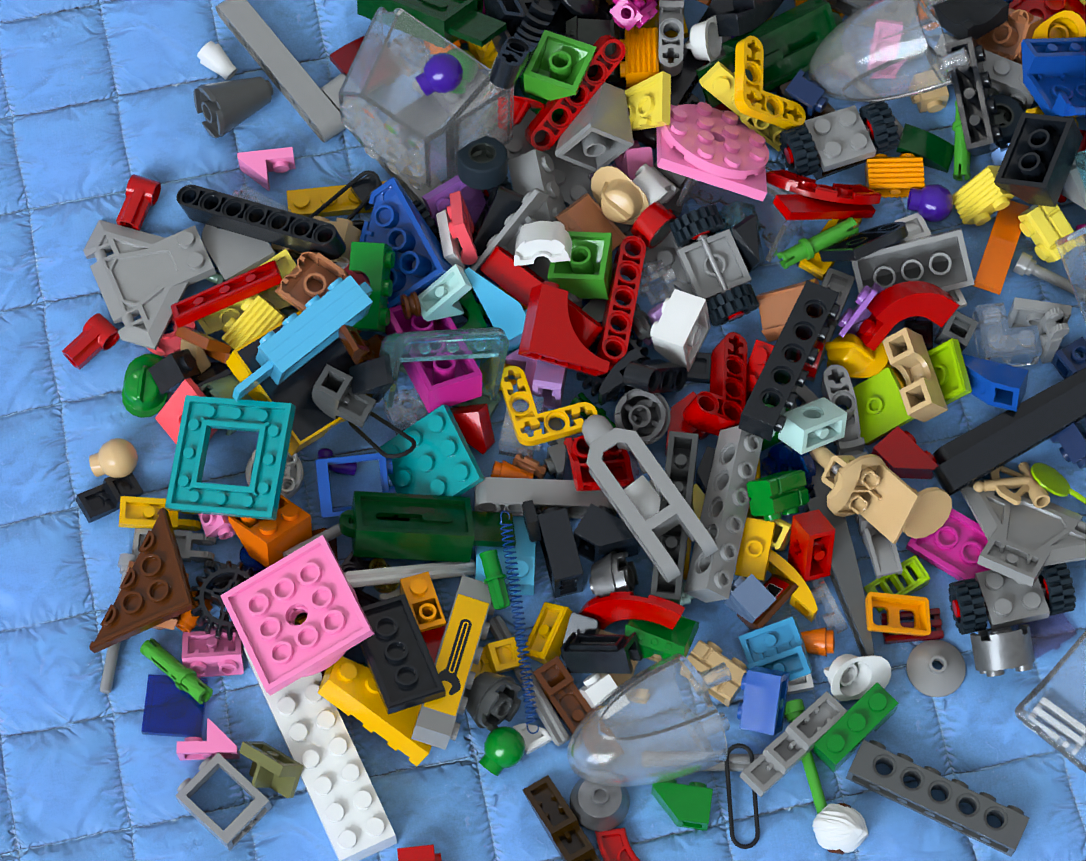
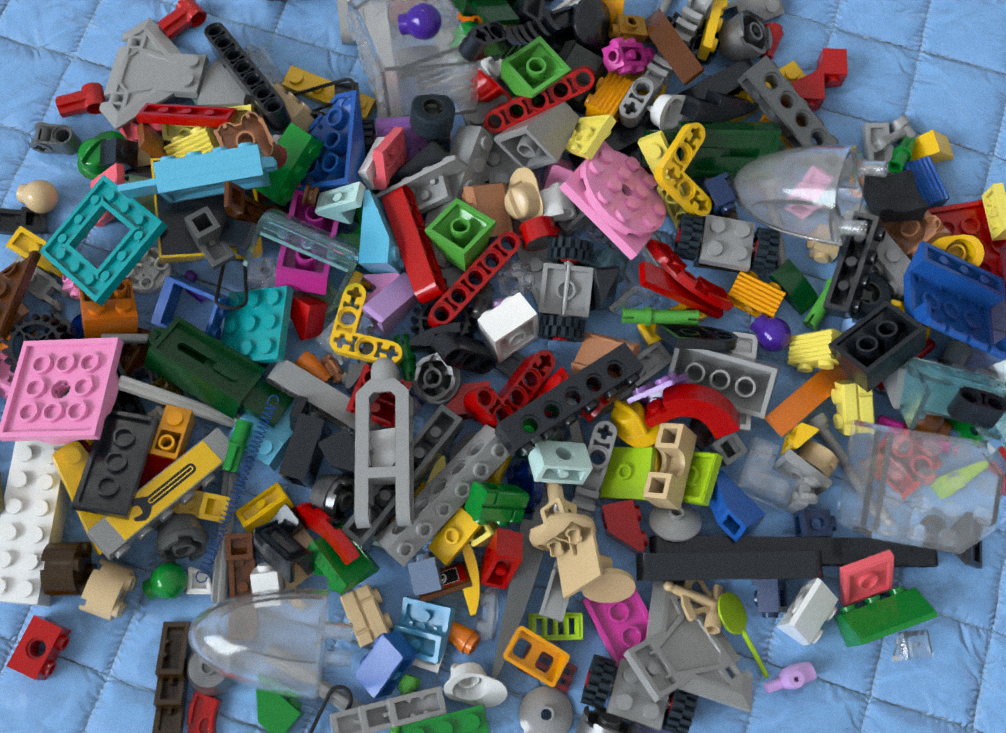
camera: 30 degrees right, 5 degrees up
(86, 394) = (52, 137): none -> dark grey piece
(258, 163) = (287, 36): bright pink slope -> none
(401, 788) = (66, 568): none -> dark brown brick
(454, 785) = (108, 589): none -> tan brick
(542, 239) = (438, 199): white cylinder -> none
(550, 335) = (395, 275): red arch -> none
(949, 427) = (675, 524): none -> light grey dish
(1014, 285) = (797, 436): none -> yellow slope
(1045, 291) = (819, 457): none -> tan piece

